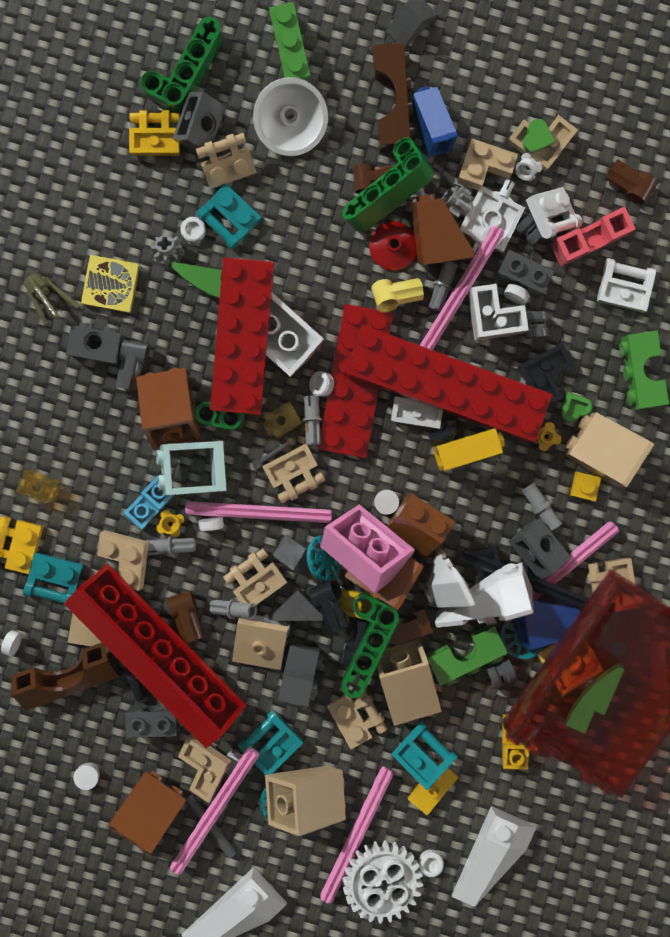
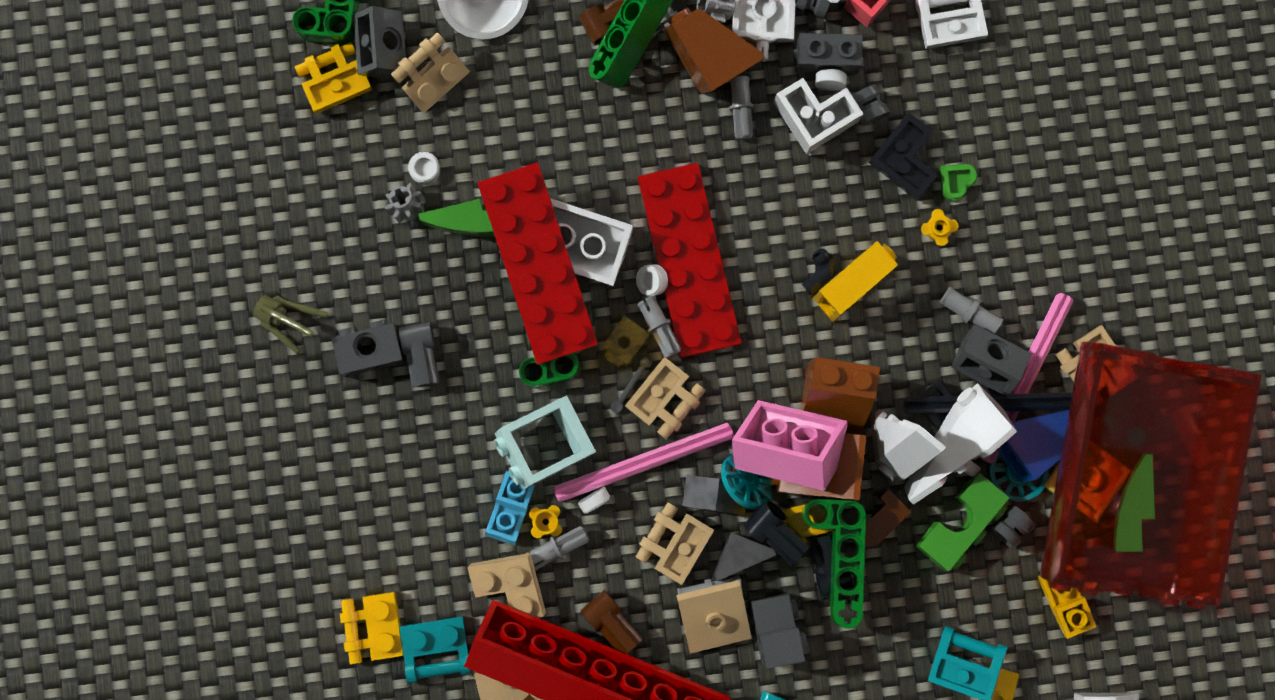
camera: 30 degrees left, 5 degrees down
(28, 483) = (357, 545): clear yellow brick -> none
(110, 284) = (354, 272): tile -> none
(168, 408) = (485, 385): dark orange slope -> none
(233, 209) = (463, 126): teal plate -> none
(233, 609) = (665, 588): light grey axle -> none
(351, 723) = (861, 663): tan plate -> none
(386, 502) = (788, 384): white tile -> none
(388, 257) = (660, 101): red dish -> none
(390, 295) = (686, 143): light yellow piece -> none
(407, 682) = (909, 585): tan slope -> none
(415, 413) = (785, 260): white plate -> none
(447, 384) = (798, 216): red brick -> none
(462, 287) = (765, 105): bright pink axle -> none
(585, 486) = (1010, 265): yellow plate -> none
(608, 449) = (1016, 211): tan slope -> none
(642, 390) = (1025, 127): bright green arch -> none

